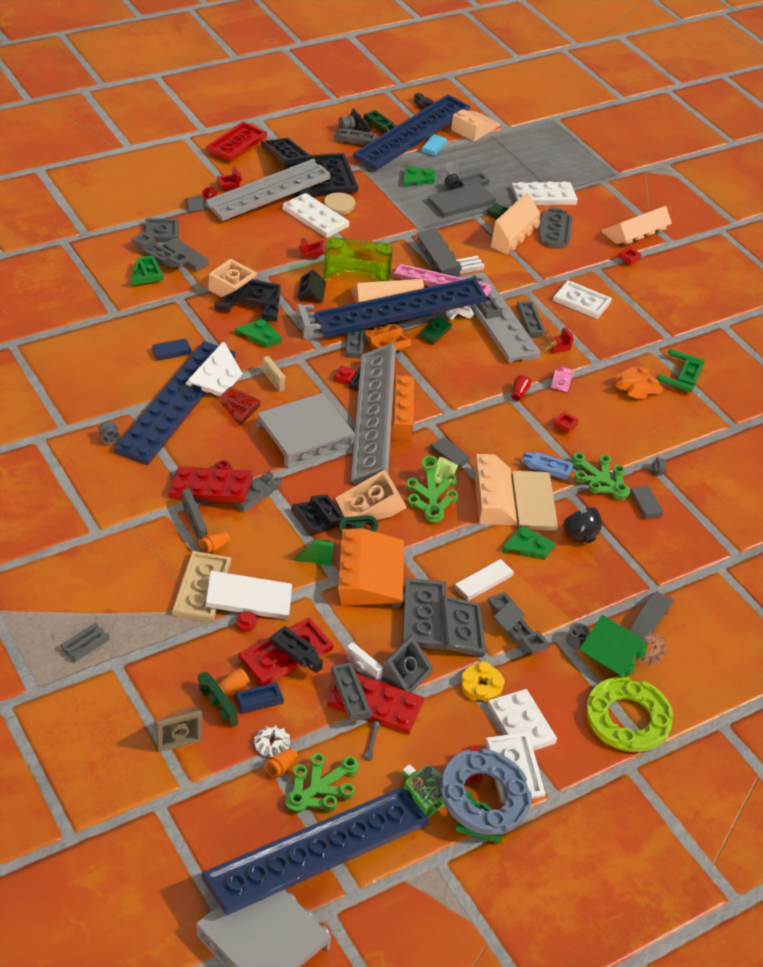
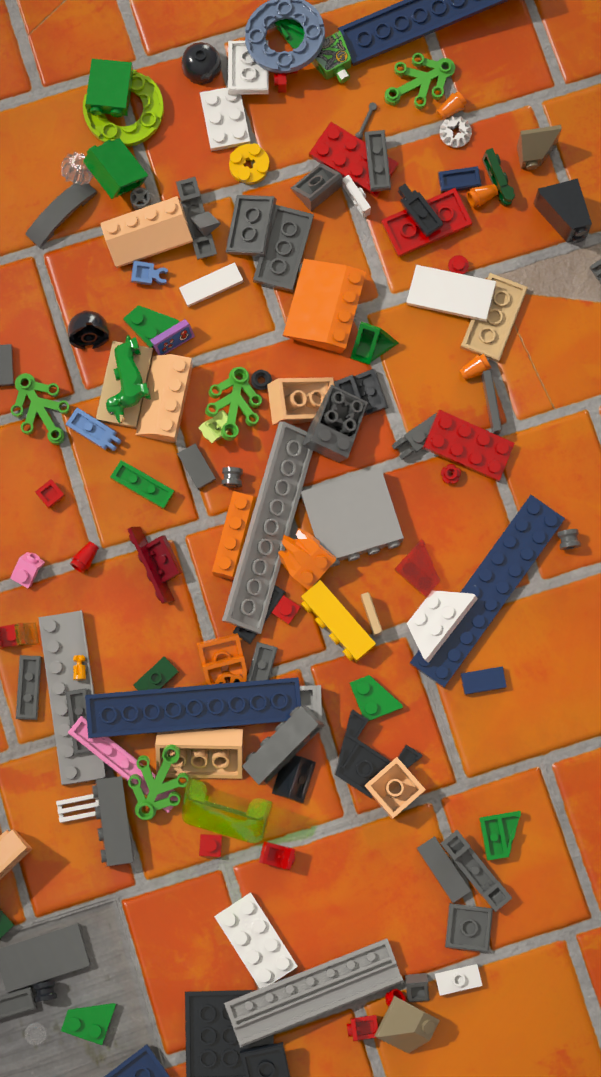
camera: 160 degrees left, 35 degrees up
(143, 668) = (565, 209): none -> black slope
(165, 207) = (458, 979): none -> white plate
(197, 179) = (406, 1026): none -> dark tan slope
(301, 368) = (338, 622): none -> yellow brick
(324, 292) = (282, 745): none -> dark grey brick
(336, 475) = (335, 424): none -> dark grey slope
(338, 392) = (305, 558): none -> orange plate
(340, 203) = (217, 964): tan tile -> none
(357, 522) = (324, 366): dark green plate -> none
(409, 267) = (156, 785): none -> bright green plant
(413, 514) = (261, 374): none -> black plate
(417, 444) = (232, 477): none -> dark grey wheel
(462, 389) = (158, 562): none -> dark red bracket
(491, 435) = (142, 484): none -> green plate
(496, 324) = (79, 669): none -> light orange piece
(506, 531) = (172, 337): none -> slope
(531, 492) = (131, 381): none -> green animal
(548, 578) = (144, 273): none -> medium blue plate
(562, 605) = (146, 232): none -> light nougat slope
(566, 768) = (201, 63): none -> black cylinder
(651, 716) = (109, 87): none -> green brick

